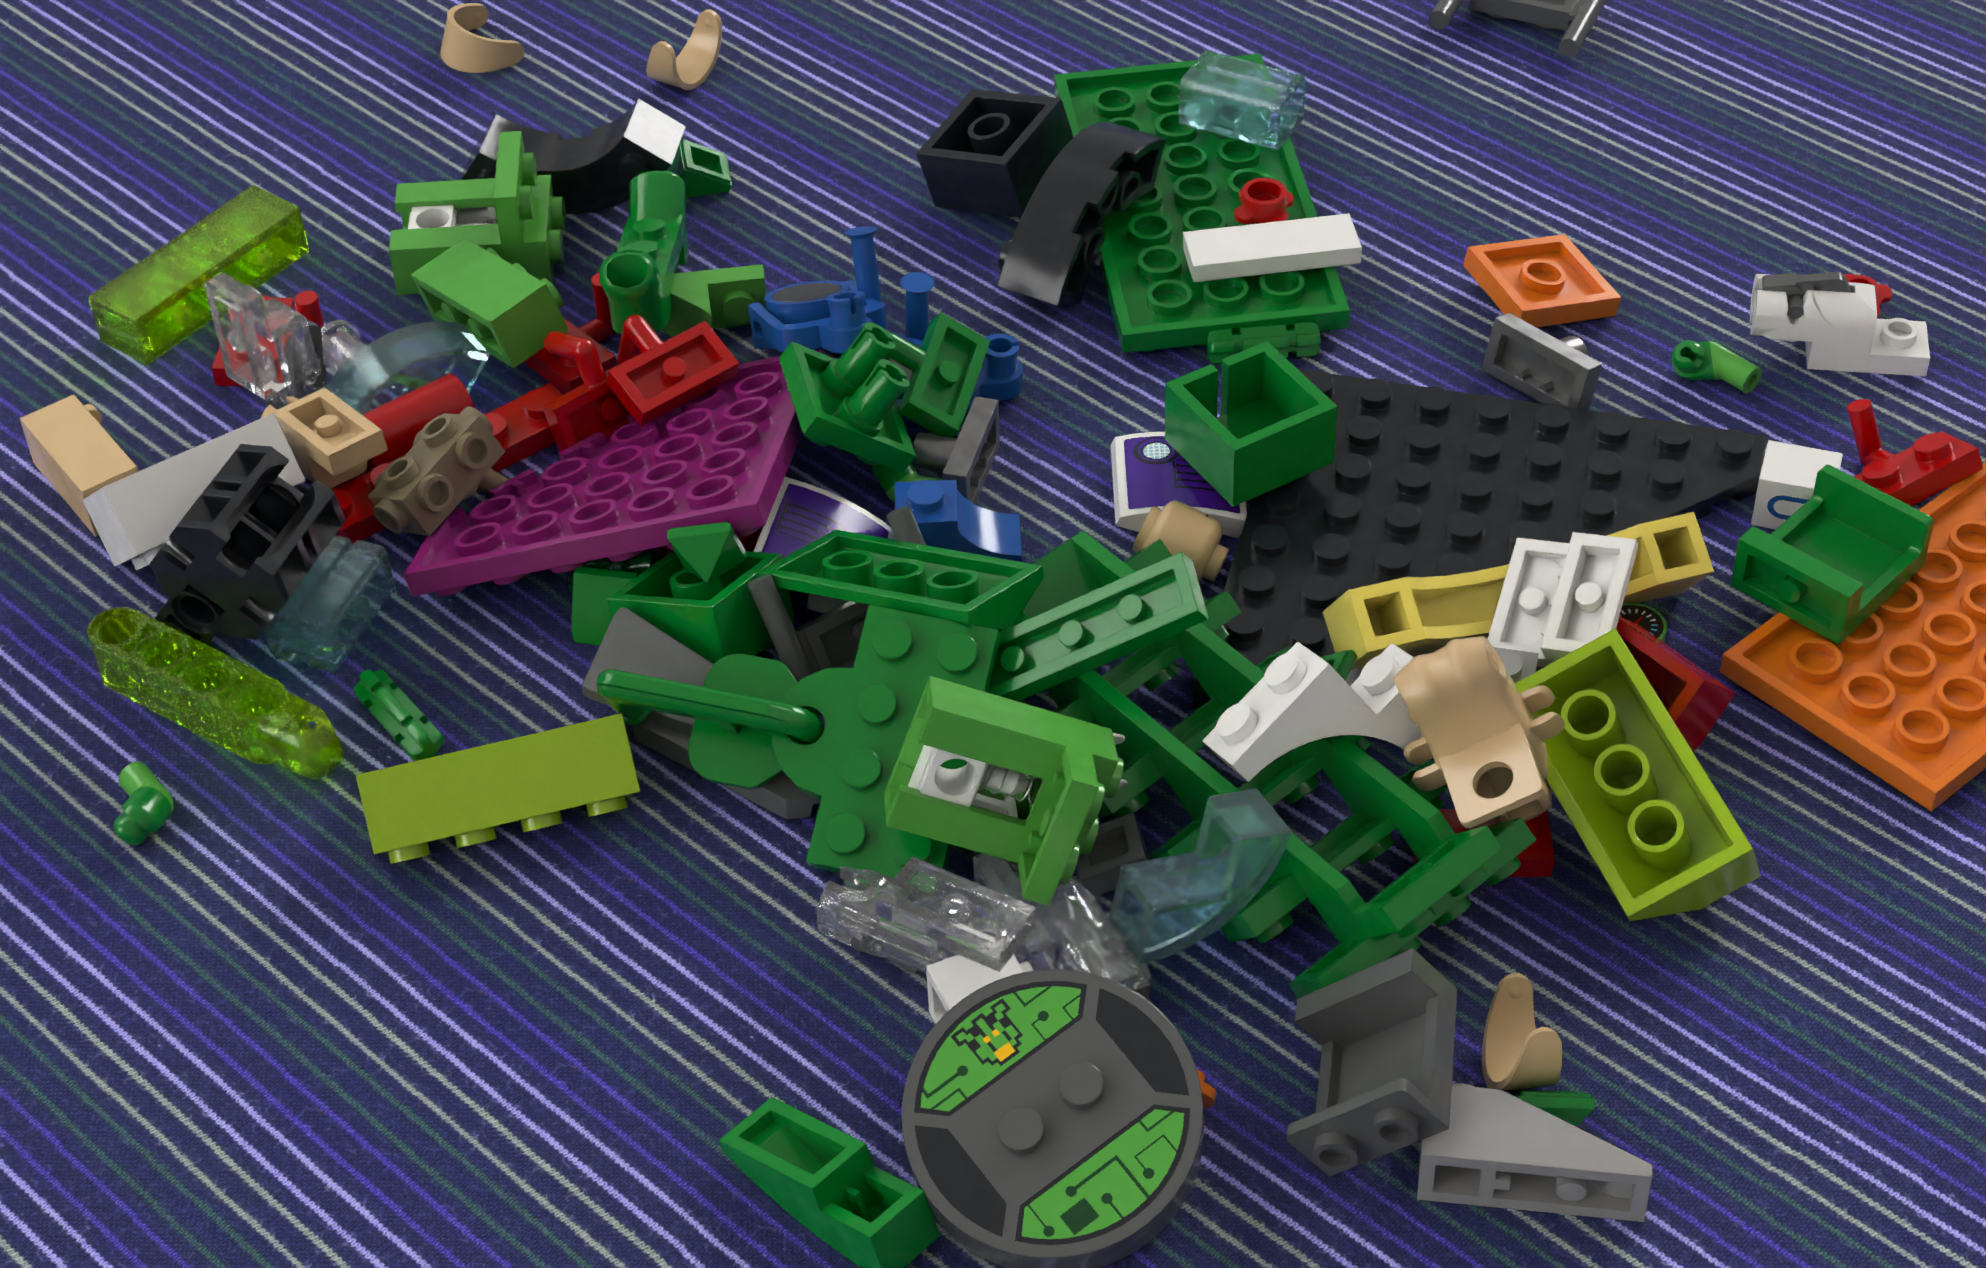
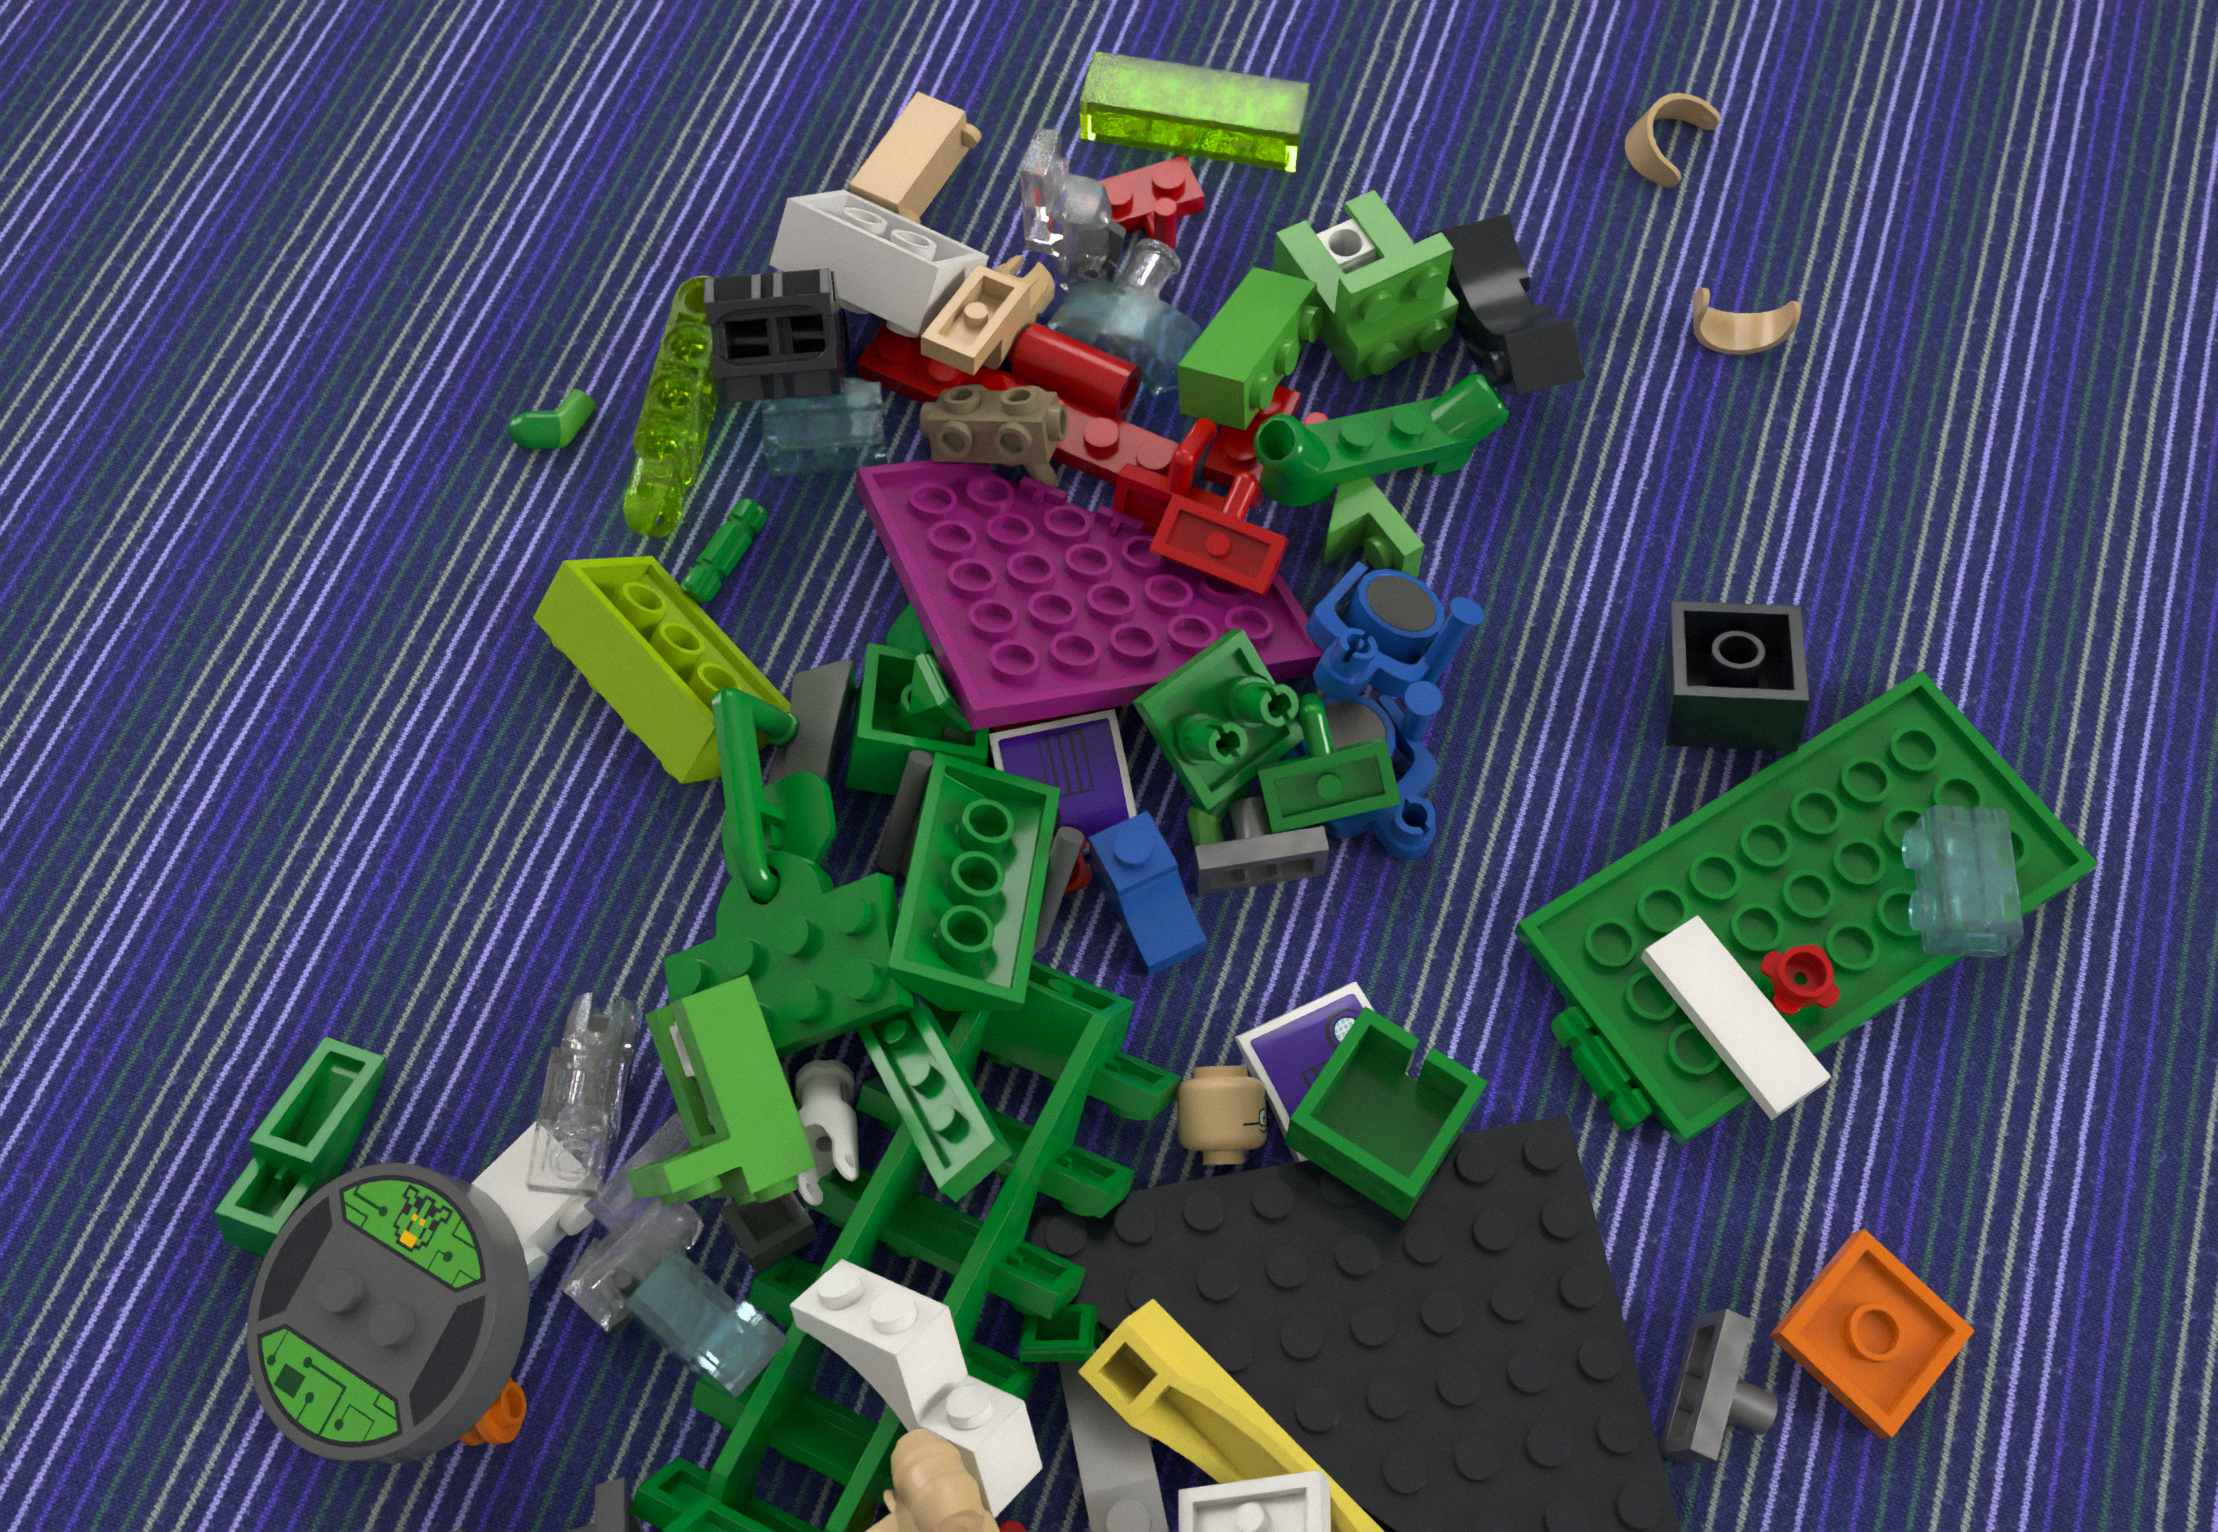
camera: 65 degrees right, 20 degrees up
(701, 169) = (1582, 418): green slope -> none
(1062, 222) = (1724, 788): black brick -> none

